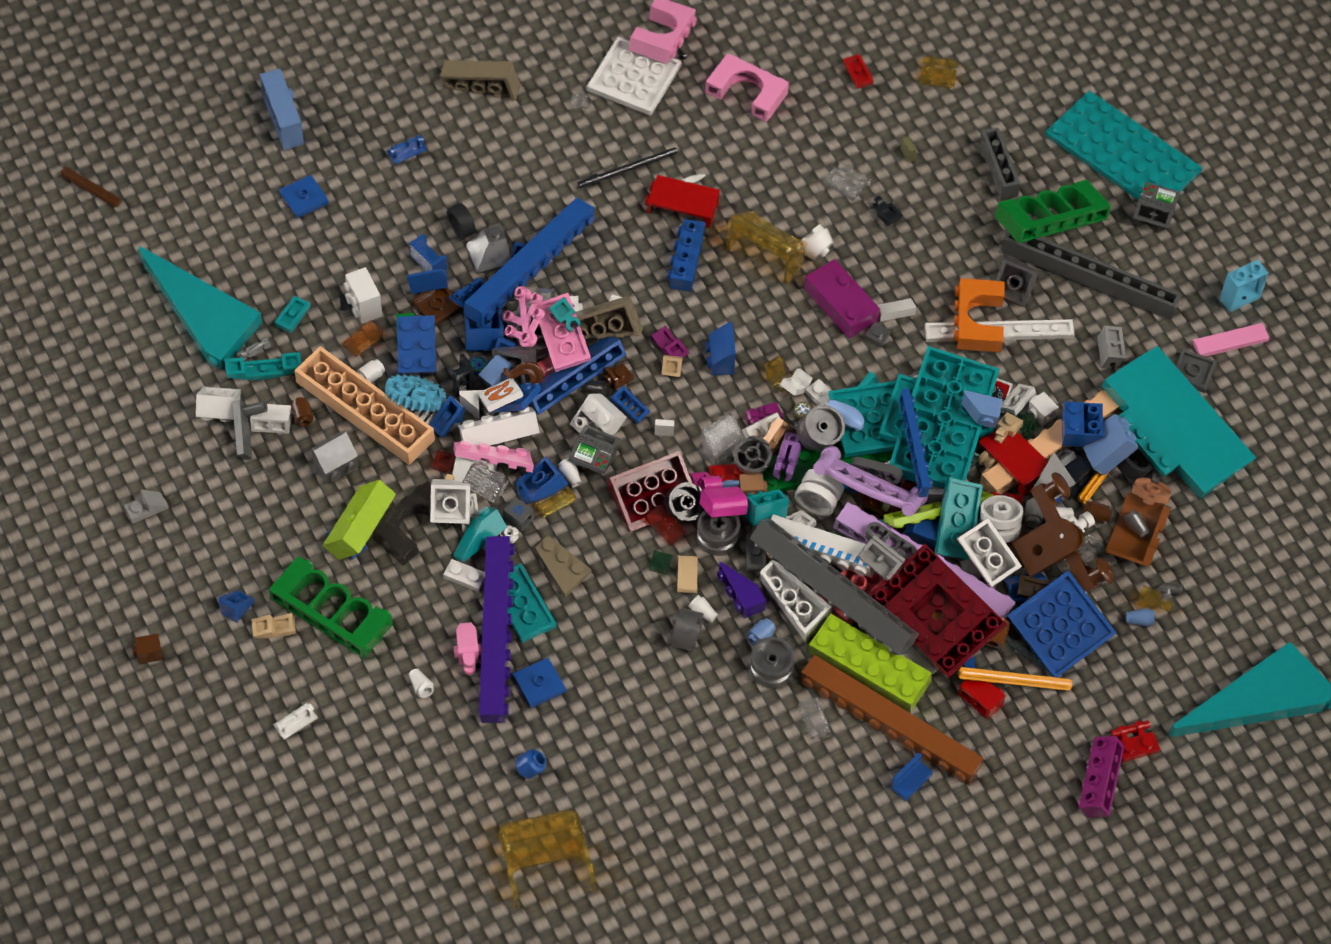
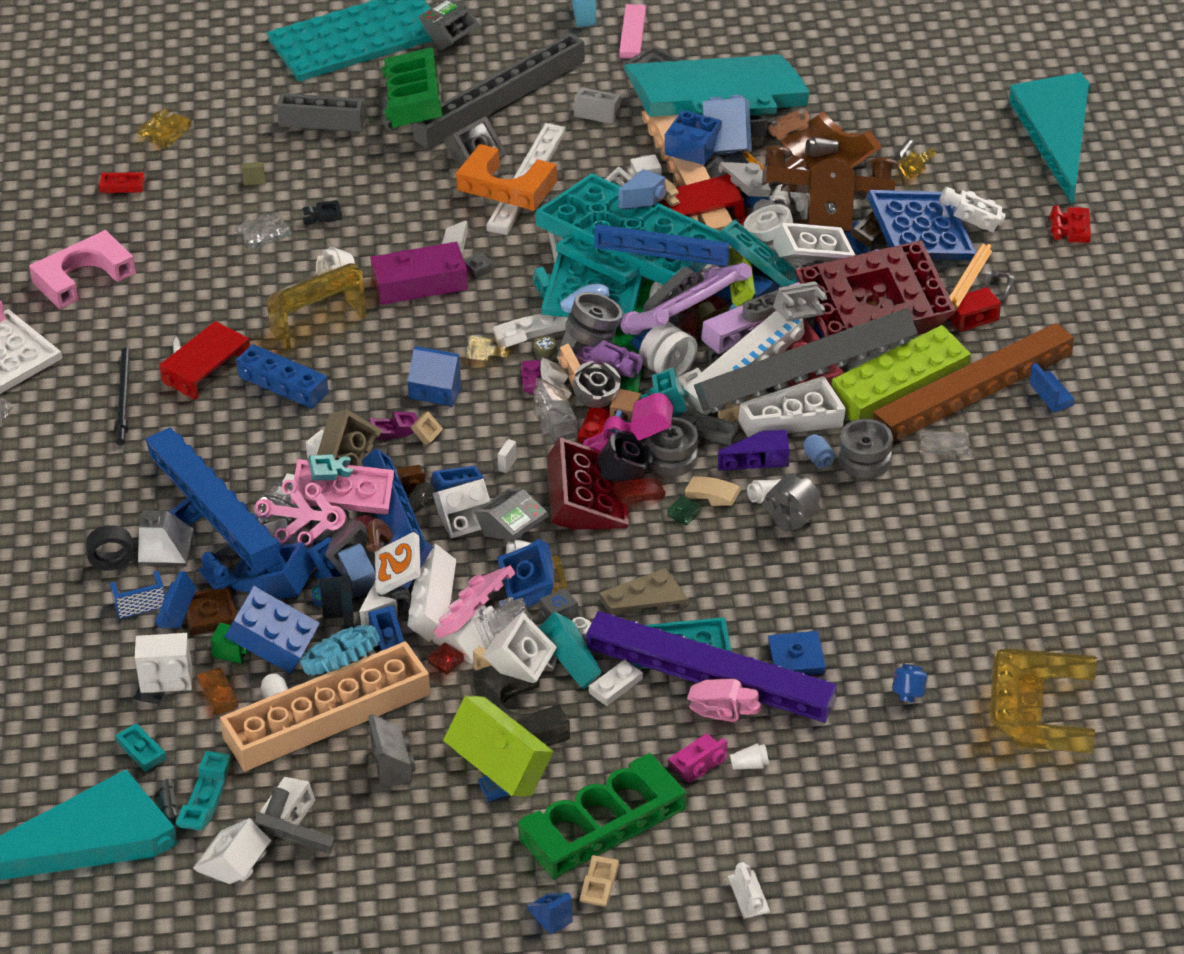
camera: 65 degrees left, 15 degrees down
(302, 411) = (297, 770): reddish brown brick -> none
(411, 650) = (698, 757): none -> dark pink bracket
(1038, 702) = (1010, 279): none -> flat silver piece
(1101, 776) = (1108, 251): magenta brick -> none
(1107, 661) = (974, 210): none -> white brick
(1141, 617) = (931, 175): medium blue cone -> none

